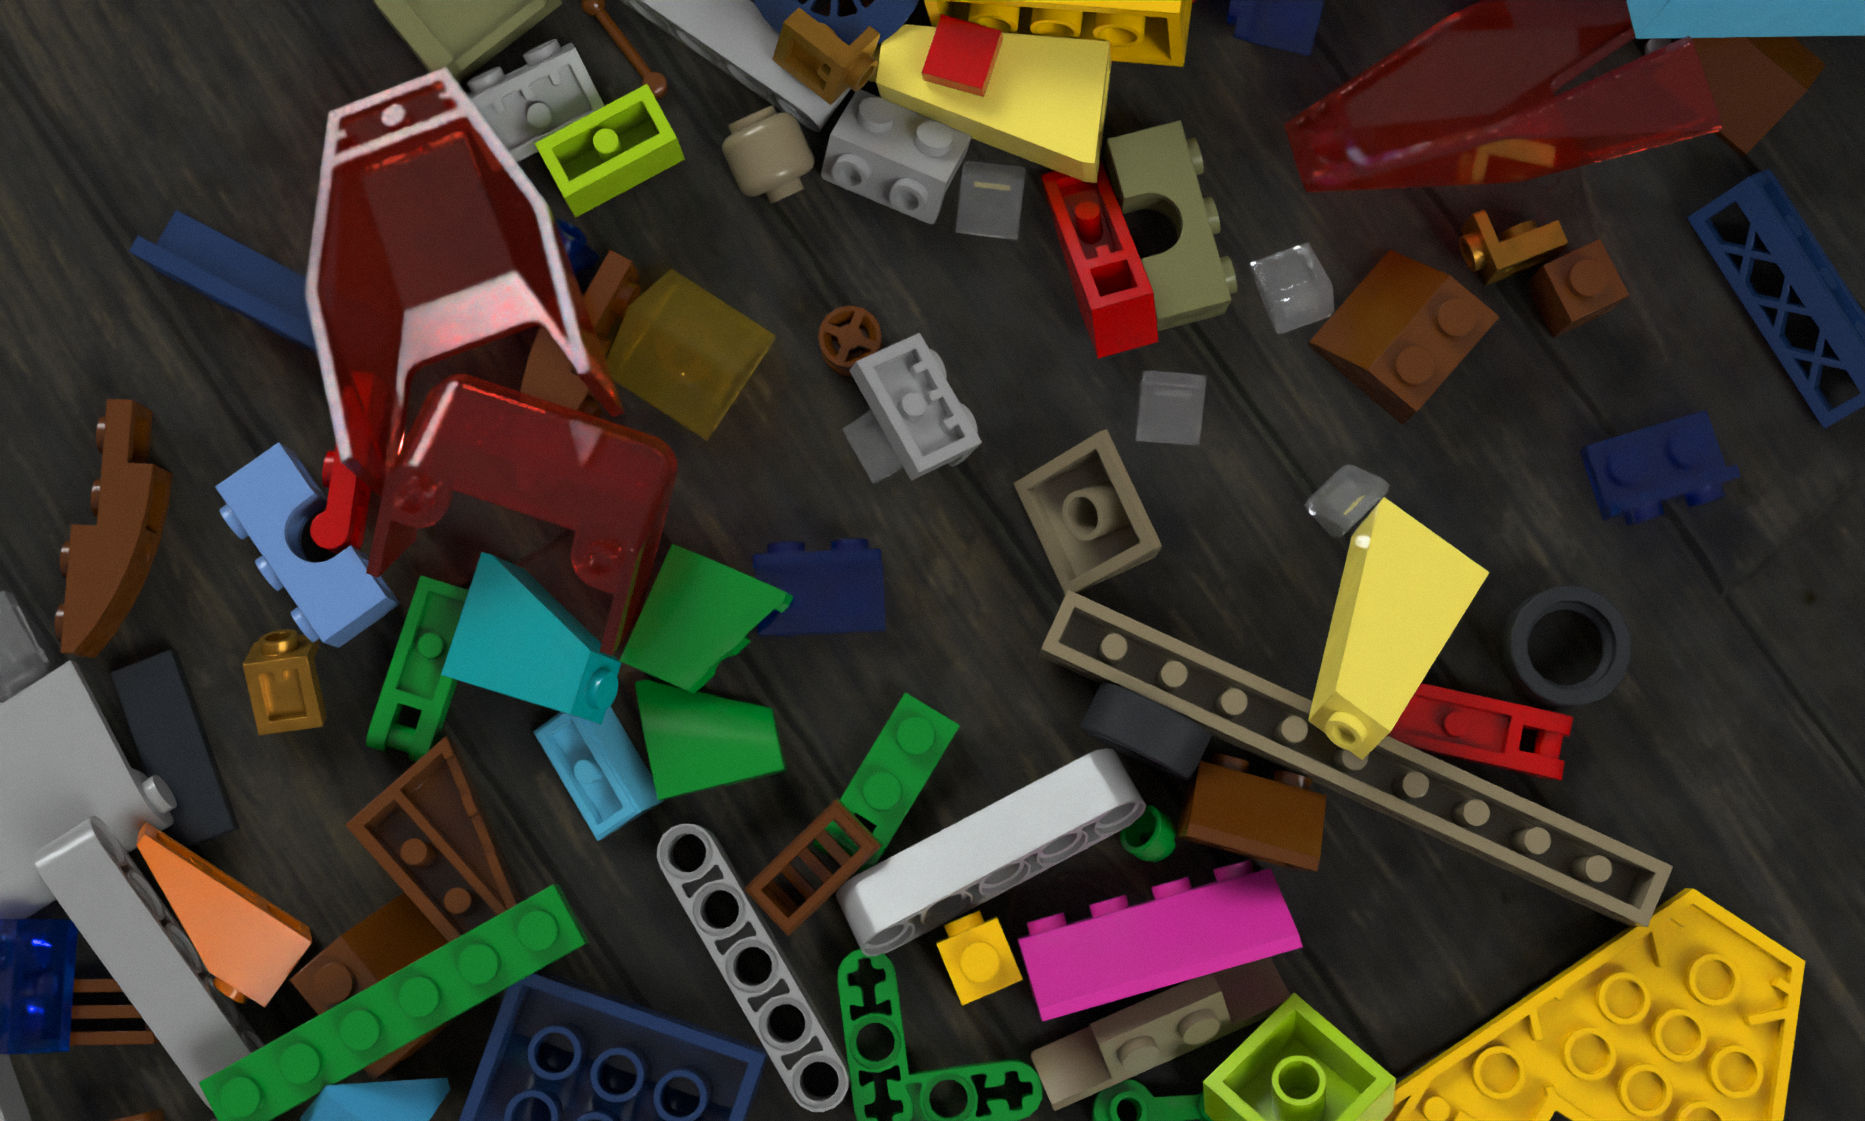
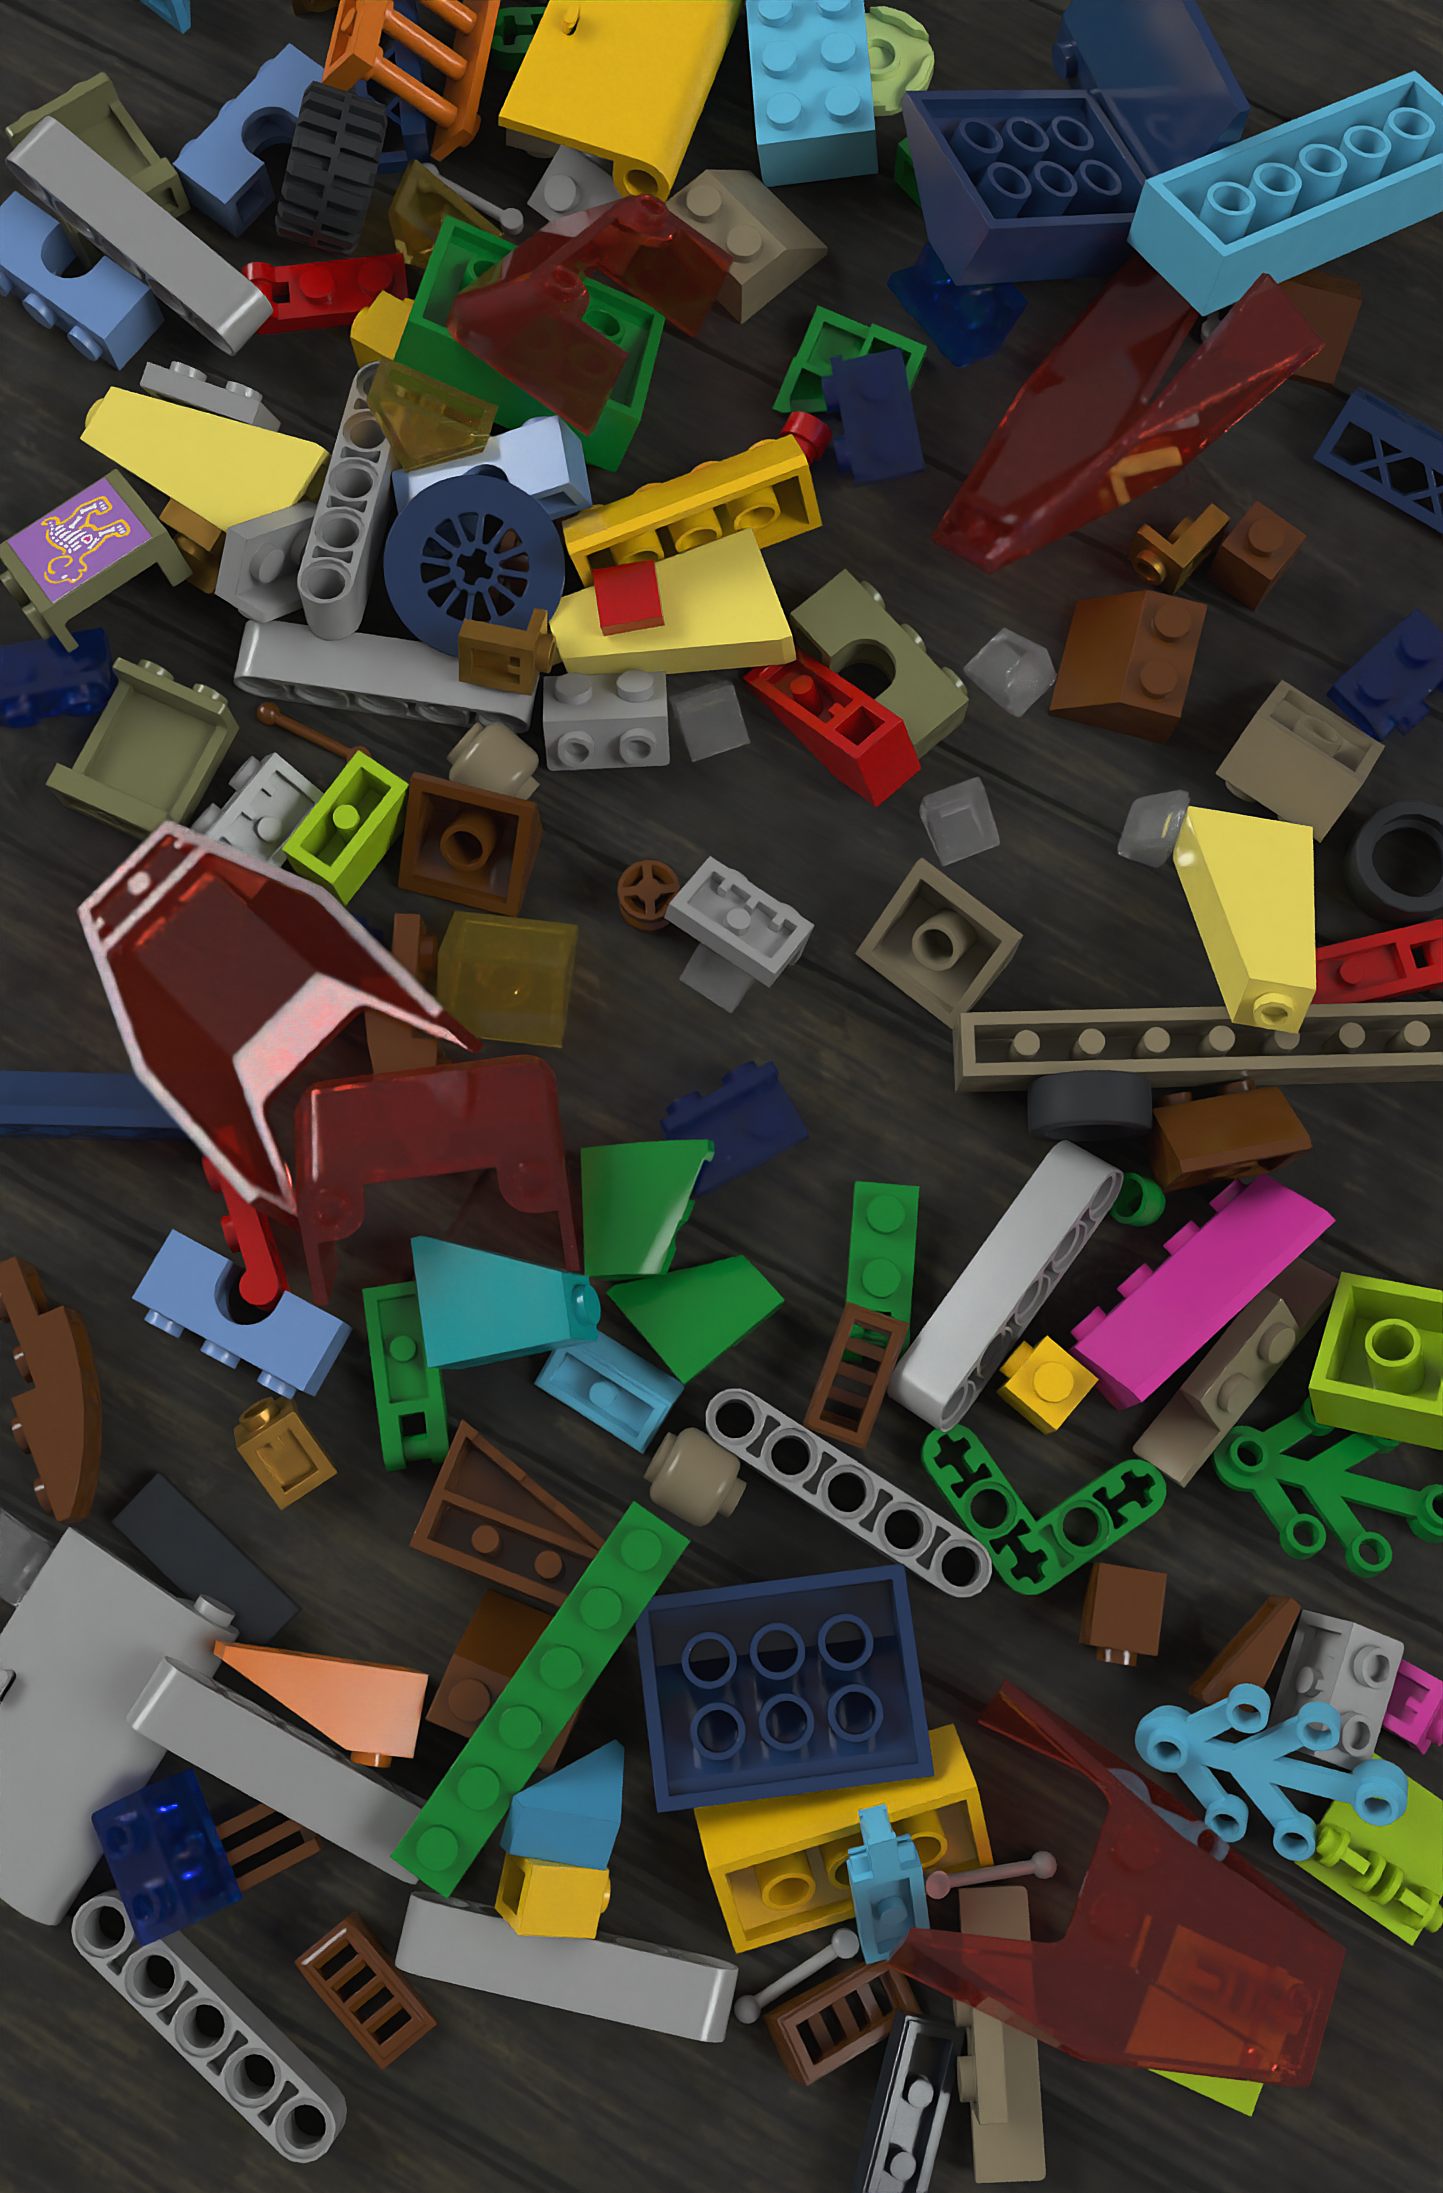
camera: 30 degrees left, 5 degrees down
(627, 886) = (695, 1477): none -> dark tan head
(710, 217) = (468, 844): none -> reddish brown slope
(1516, 501) = (1299, 760): none -> dark tan slope

